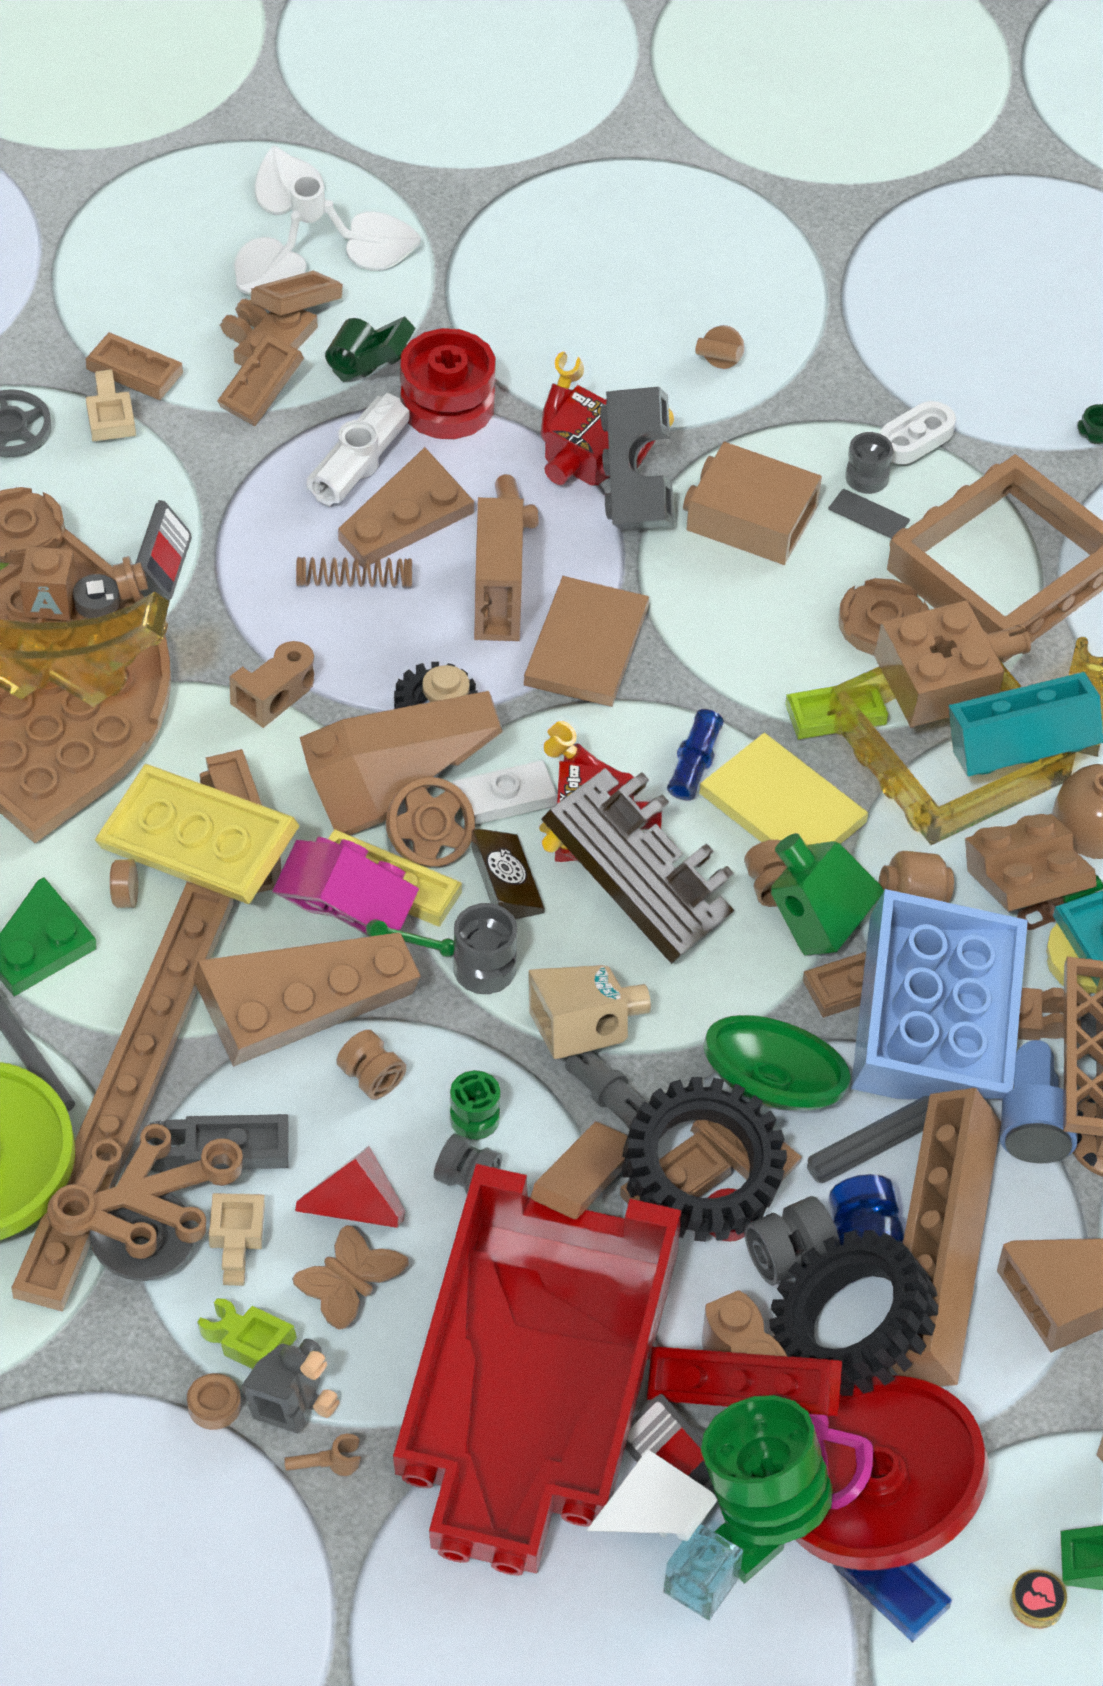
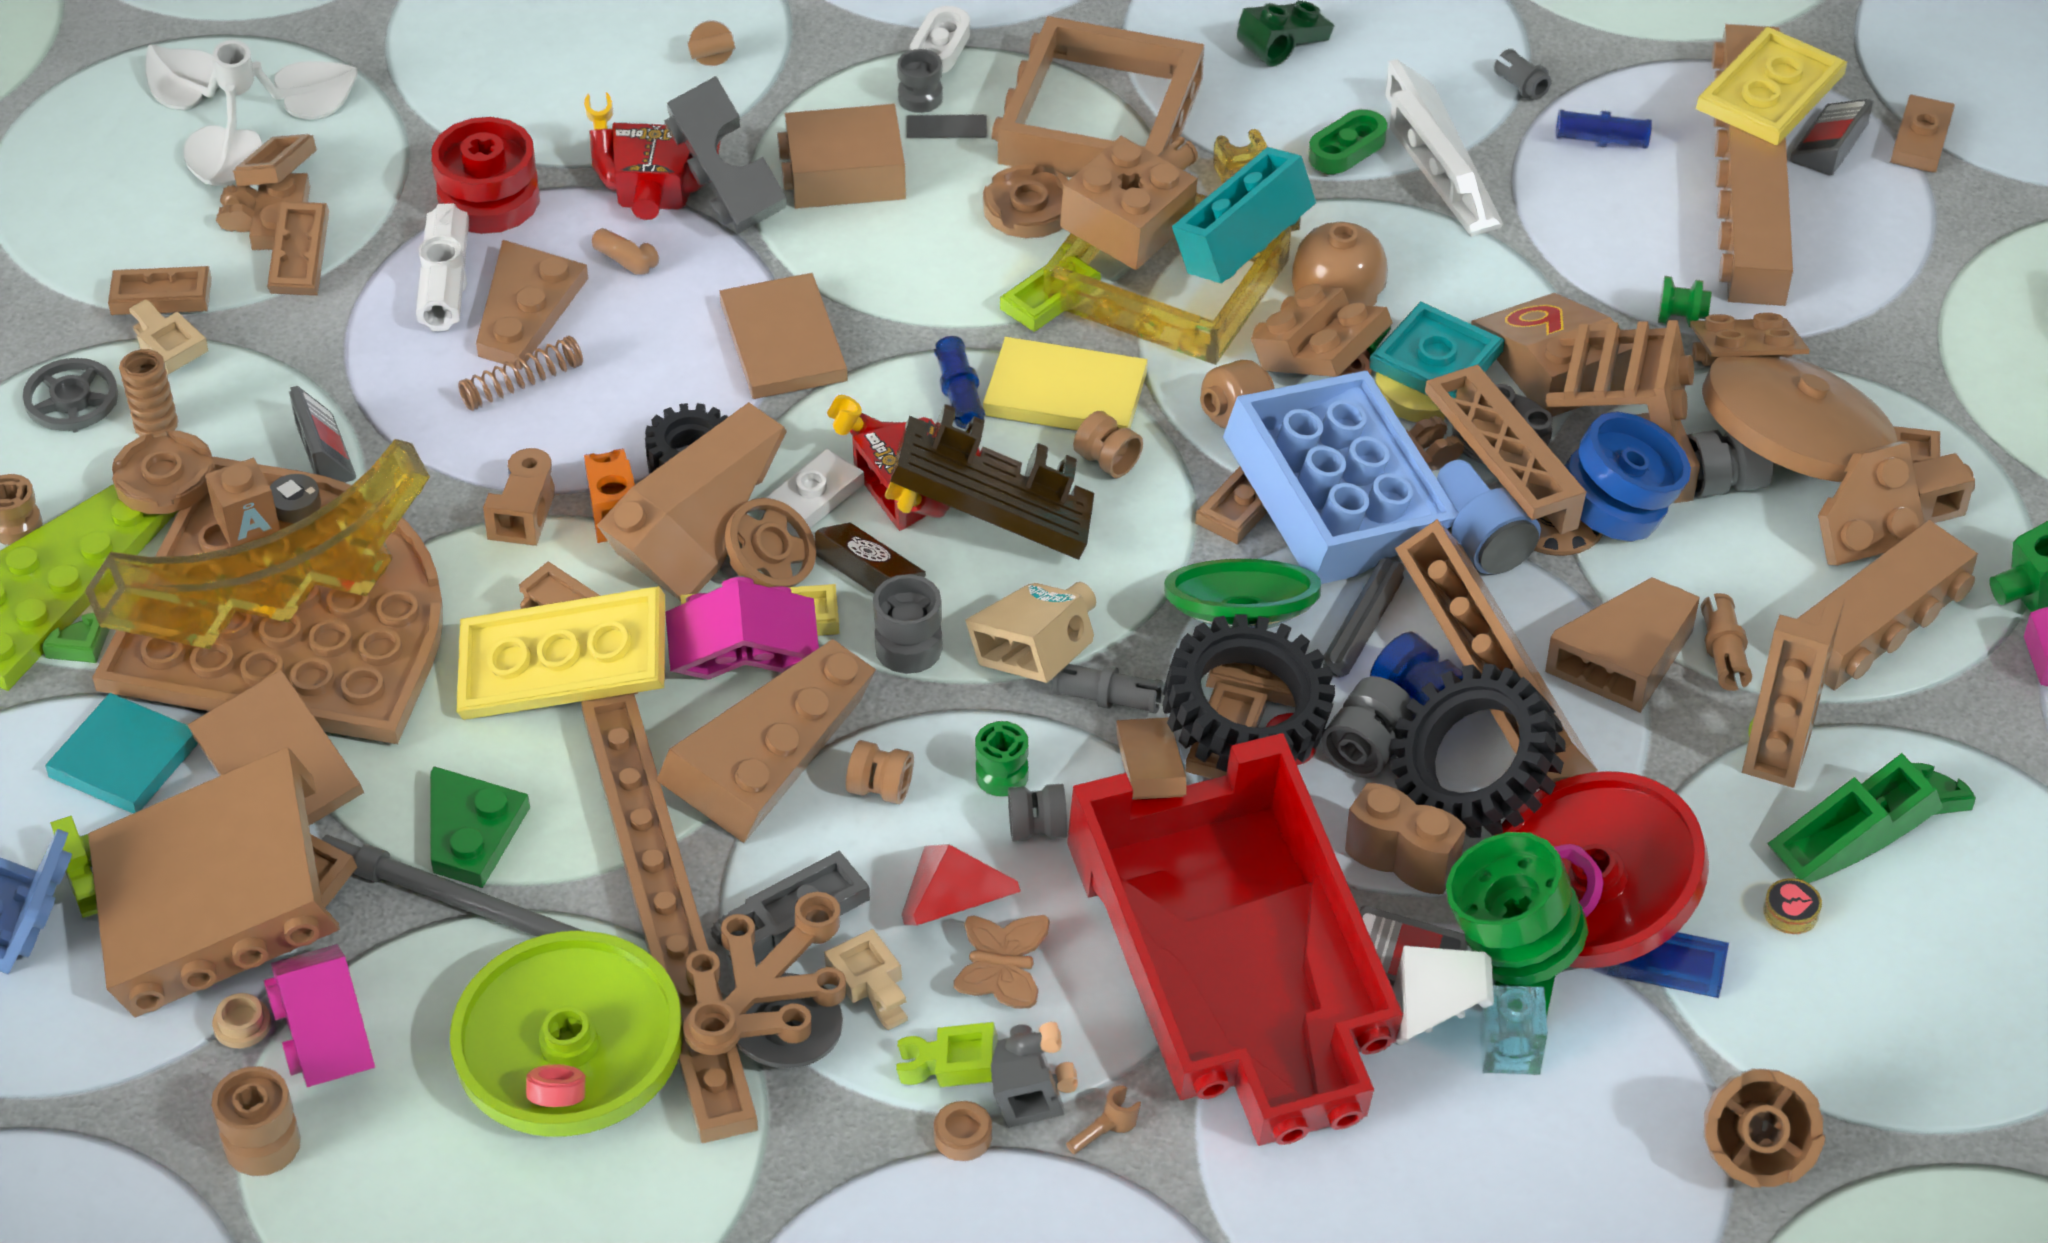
camera: 30 degrees left, 5 degrees down
(54, 453) = (148, 392): none -> medium nougat piece
(124, 883) = (518, 734): medium nougat tile -> none
(130, 579) = (320, 465): medium nougat plate -> none
(346, 698) = (608, 481): none -> orange leg
(361, 348) = (379, 181): dark green plate -> none
(445, 683) = (696, 419): tan plate -> none
(445, 947) = (863, 646): green hinge -> none
(498, 569) = (666, 304): medium nougat window -> none
(730, 1377) = (1433, 848): red tile -> none
(822, 893) = (1171, 436): green torso -> none

